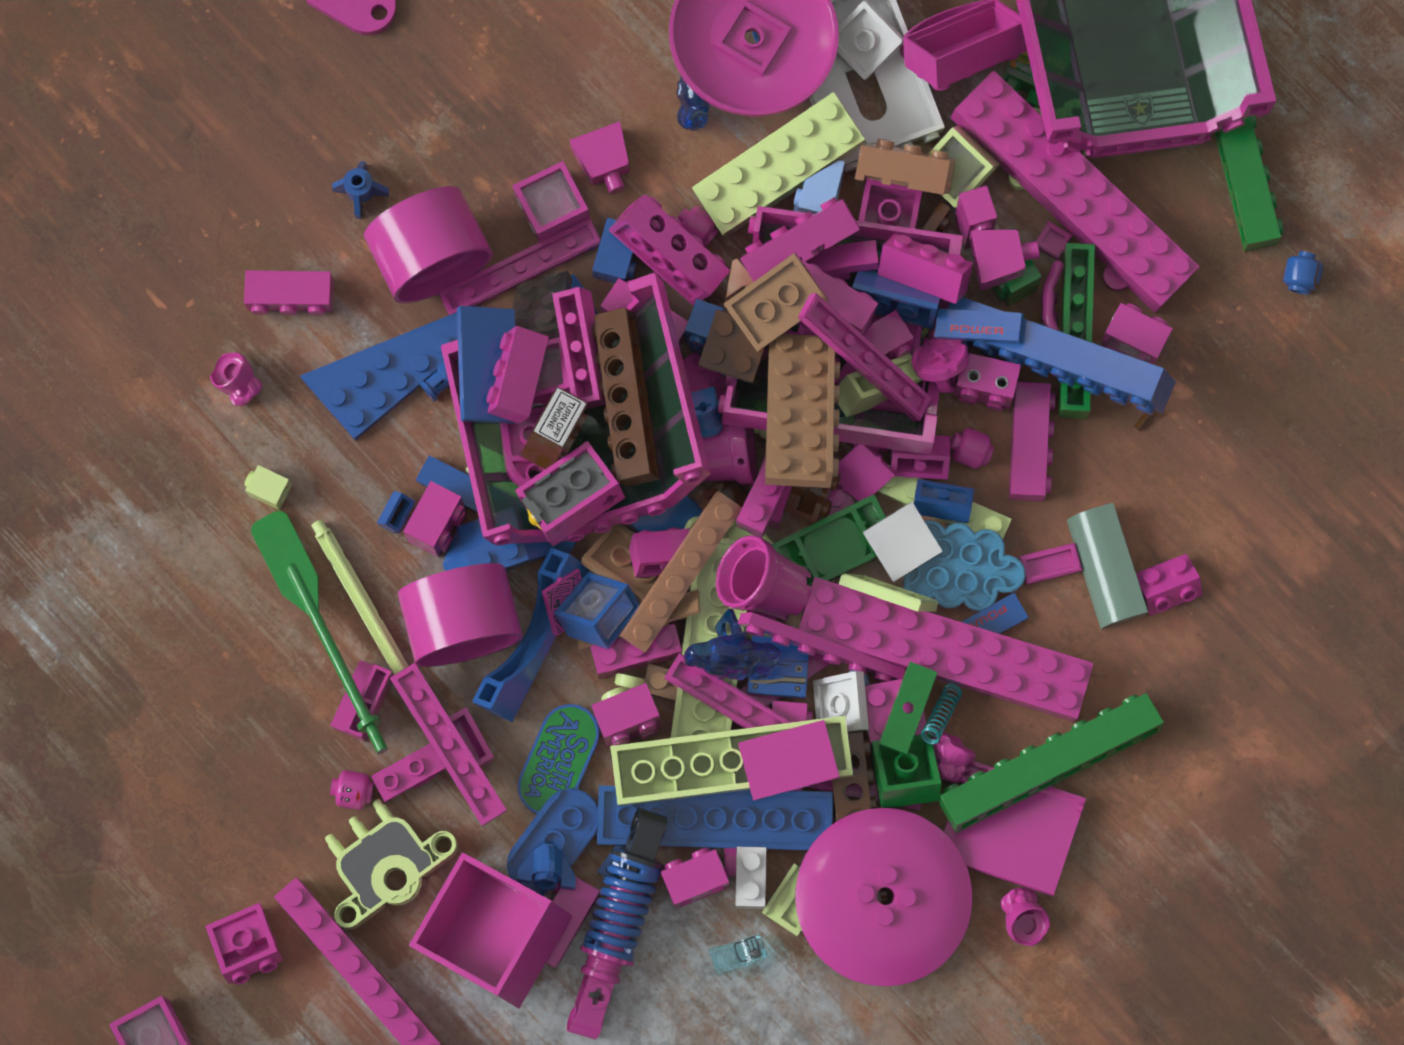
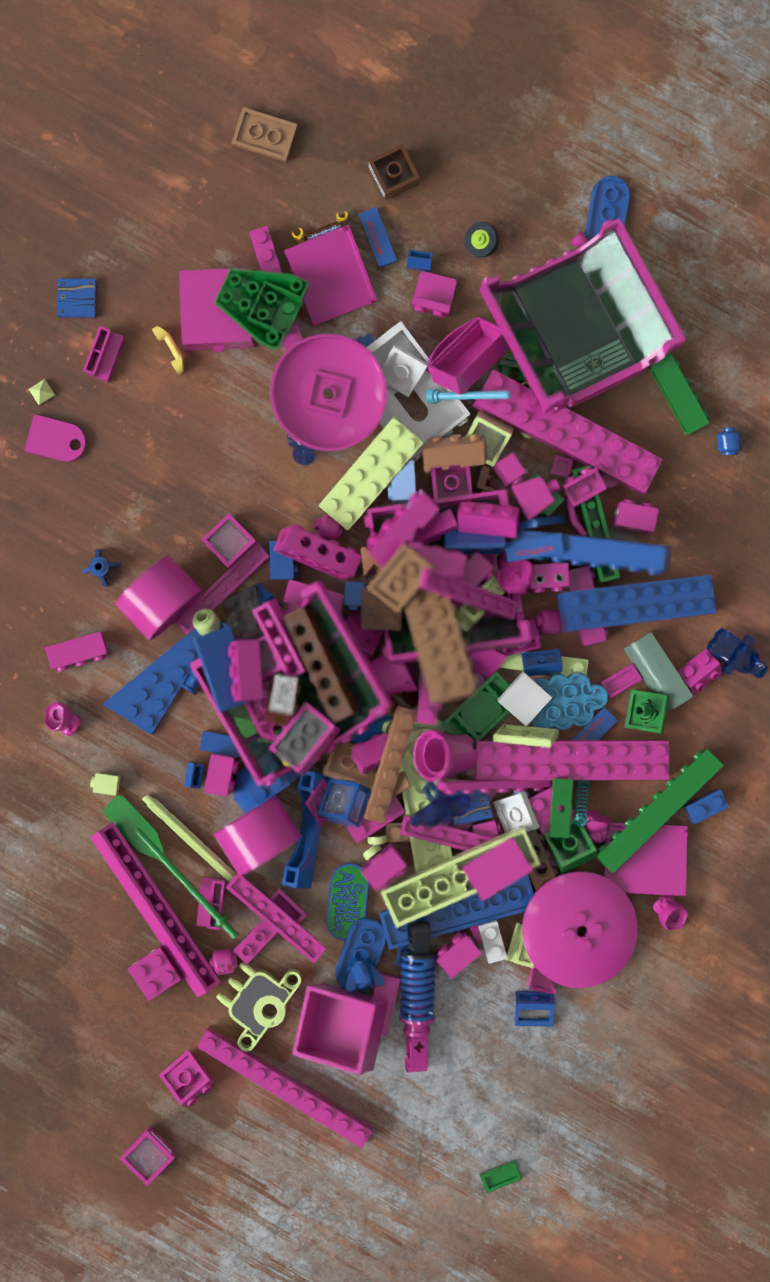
camera: 25 degrees left, 10 degrees up
(249, 775) = (155, 972): none -> dark pink piece
(279, 684) = (155, 909): none -> dark pink brick
(482, 295) = (206, 621): none -> yellowish green head
(603, 156) = (253, 499): dark pink torso -> none
(706, 408) = (374, 653): blue piece -> none
(738, 954) = (498, 990): clear light blue leg -> none
(786, 986) = (534, 1001): none -> blue tile
(803, 958) = (539, 982): none -> dark pink slope
(902, 89) = (434, 395): none -> medium azure piece
(1001, 300) = (542, 522): none -> blue tile
(1067, 614) = (640, 710): none -> green plate
(1074, 266) = (583, 487): none -> dark pink bracket
(1103, 455) = (636, 603): none -> blue brick
(1121, 777) = (705, 806): none -> blue brick
(1229, 573) = (736, 653): none -> clear blue piece

